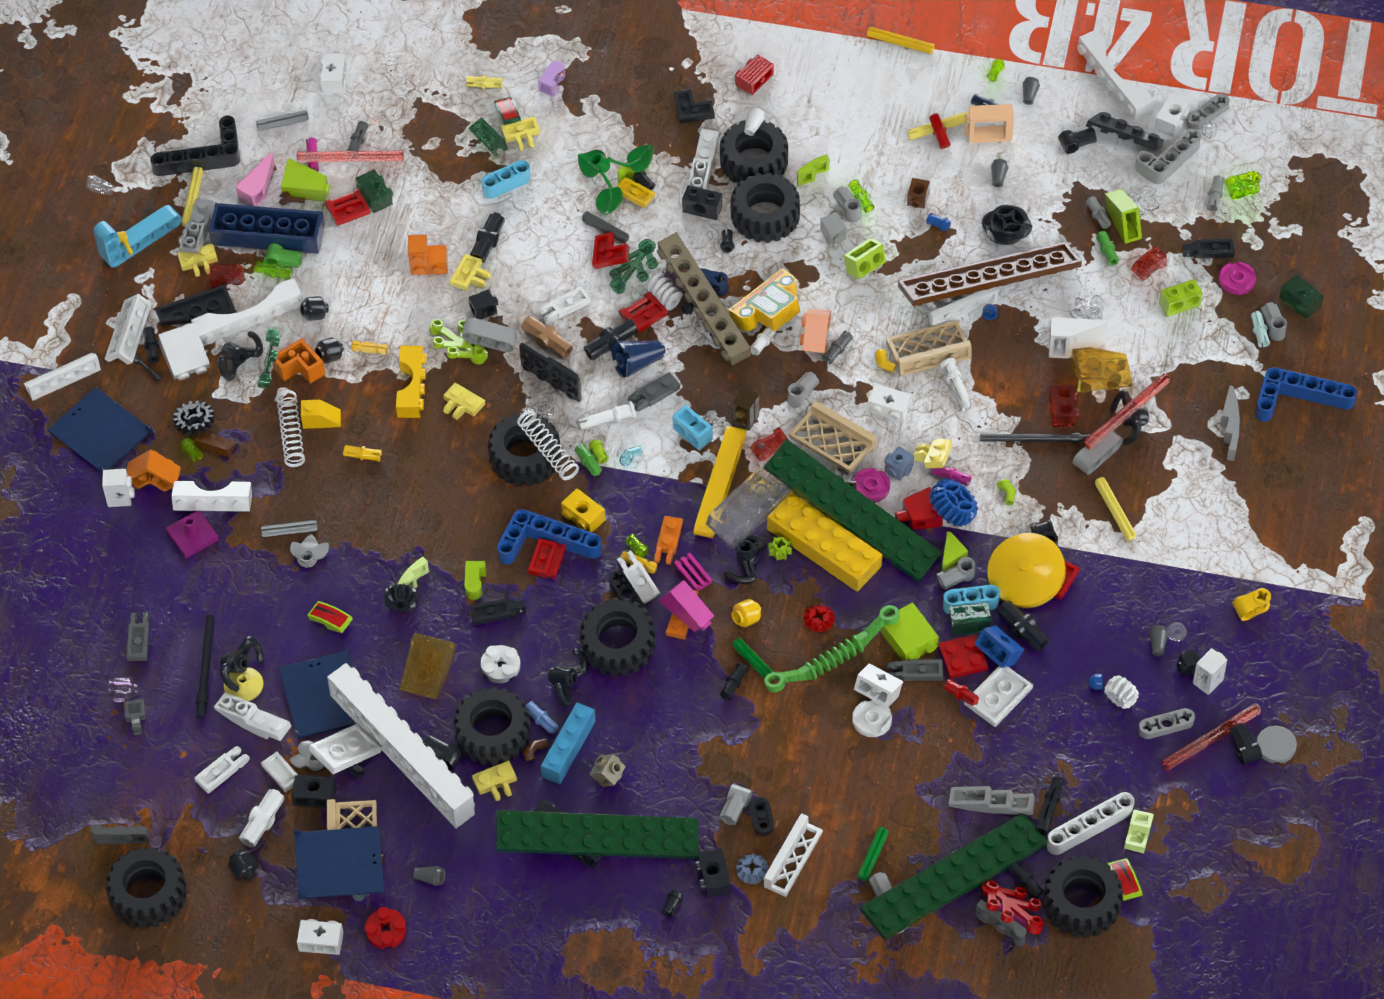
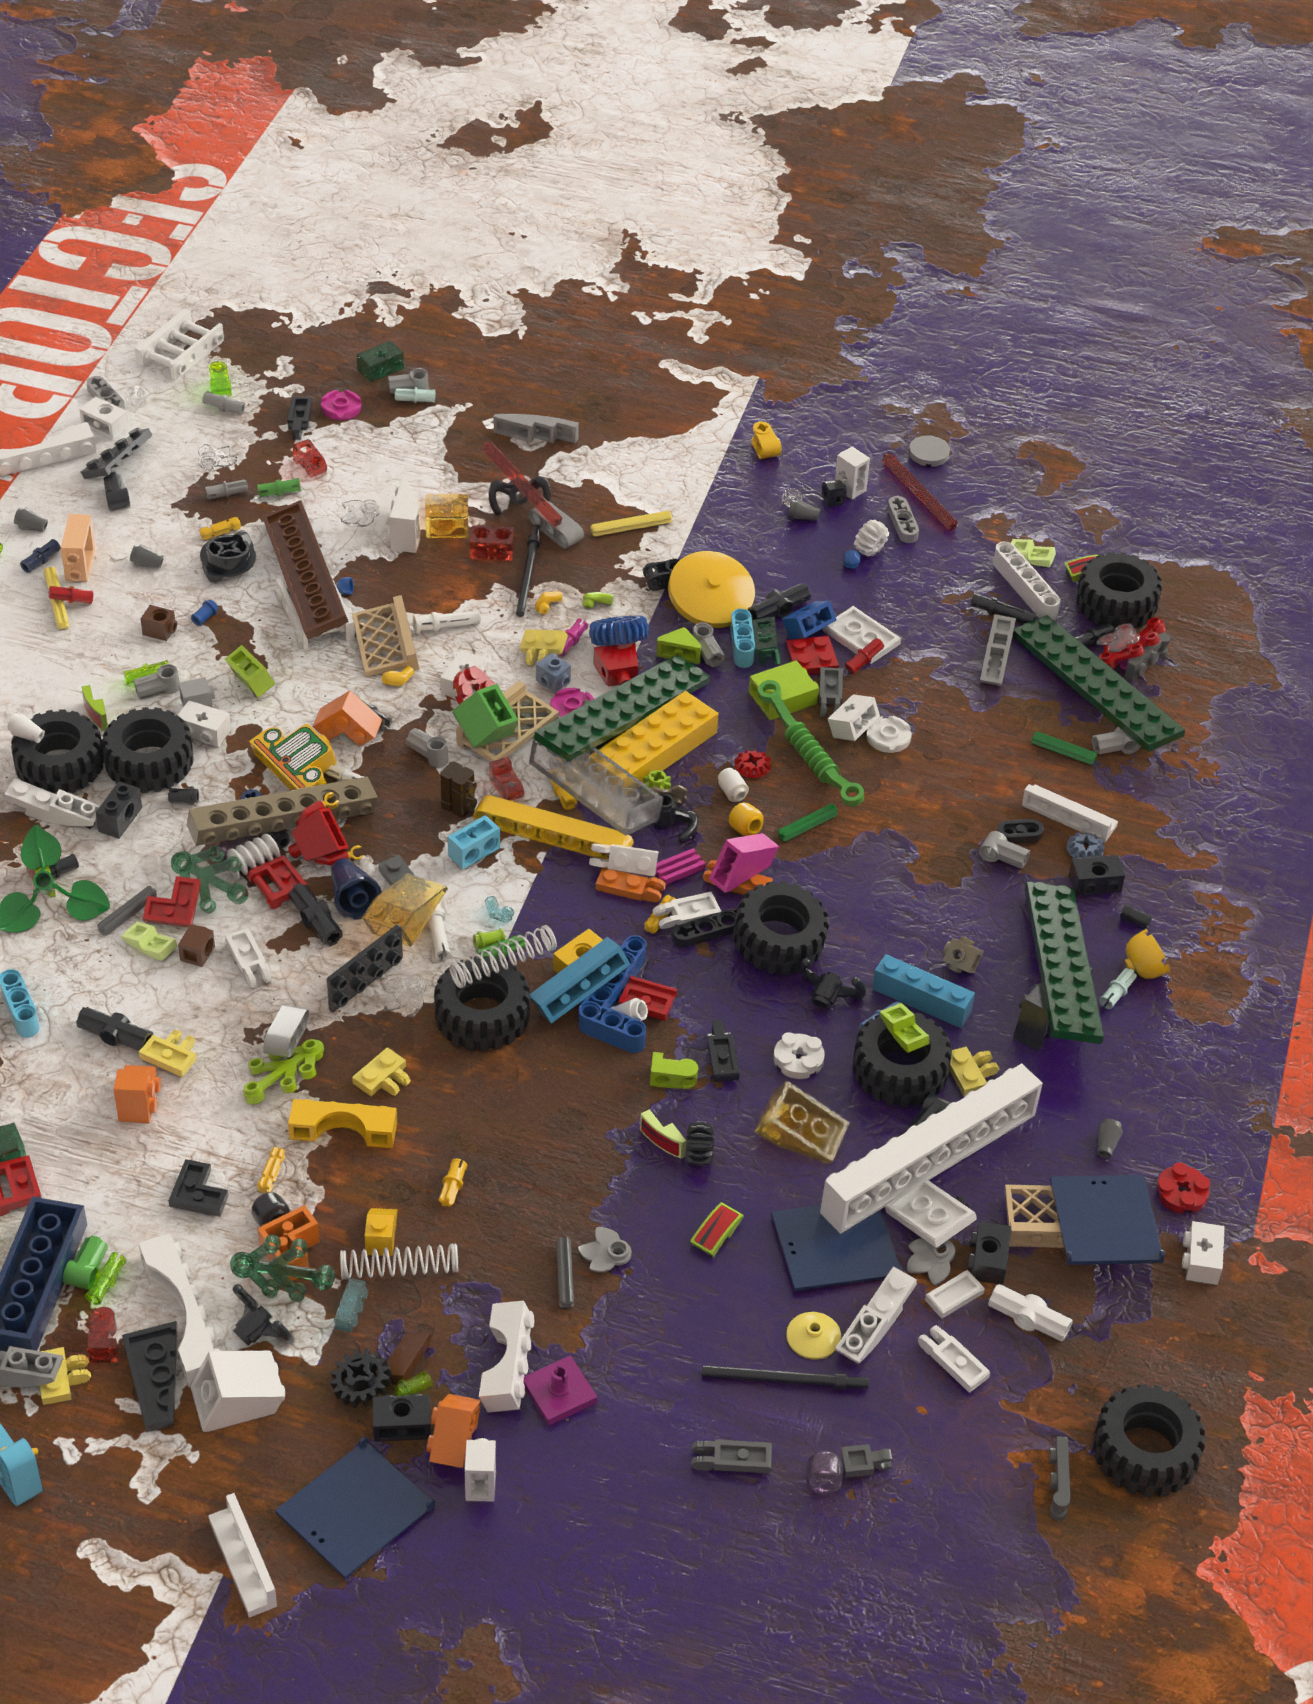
camera: 90 degrees left, 10 degrees down
(128, 329) = (177, 1457): white fence -> none
(137, 360) = (230, 1458): black hinge -> none
(151, 345) = (229, 1435): black pin -> none
(163, 435) = (390, 1427): none -> black brick
(238, 661) = (791, 1330): black piece -> none
(243, 865) = (1103, 1333): black head -> none
(256, 407) = (351, 1305): none -> clear light blue piece
(314, 308) = (191, 1227): black head -> none
(348, 303) = (193, 1194): none -> black plate
(483, 304) = (230, 1039): black brick -> none
(507, 713) = (902, 1026): none -> lime slope
(527, 546) = (633, 1008): none -> white cone
(546, 505) = (579, 979): none -> dark azure brick
(547, 337) = (298, 977): medium nougat piece -> none
(571, 272) = (196, 945): none -> reddish brown brick
(577, 245) = (147, 941): none -> yellowish green slope
(588, 887) = (1118, 988): none -> light aqua axle
(613, 388) = (404, 903): none -> clear yellow slope
(620, 906) = (1145, 956): none -> yellow cylinder
(635, 192) = (85, 869): yellow plate -> none
(637, 546) = (641, 910): clear neon green pin -> none
(681, 326) = (319, 835): none -> red torso
(687, 529) = (626, 859): none -> white hinge
(733, 681) = (838, 840): black pin -> none
(764, 557) = (677, 792): none -> dark tan plate
(786, 602) = (732, 785): none -> white brick
(805, 239) = (206, 723): none -> white brick
(821, 415) = (486, 716): none -> bright green slope
(873, 401) = (470, 677): none -> plate
(998, 452) = (545, 599): none -> yellow arm
(1012, 894) = (1117, 641): none -> clear plate
(1048, 217) = (220, 528): none -> yellow axle
(1124, 215) = (237, 464): lime slope -> none
(1162, 167) = (173, 433): light grey beam -> none
(1180, 297) = (364, 441): lime brick -> none
(1246, 748) = (937, 466): black piece -> none
(1293, 135) = (175, 330): none -> white fence
(1298, 385) = (492, 386): blue beam -> none

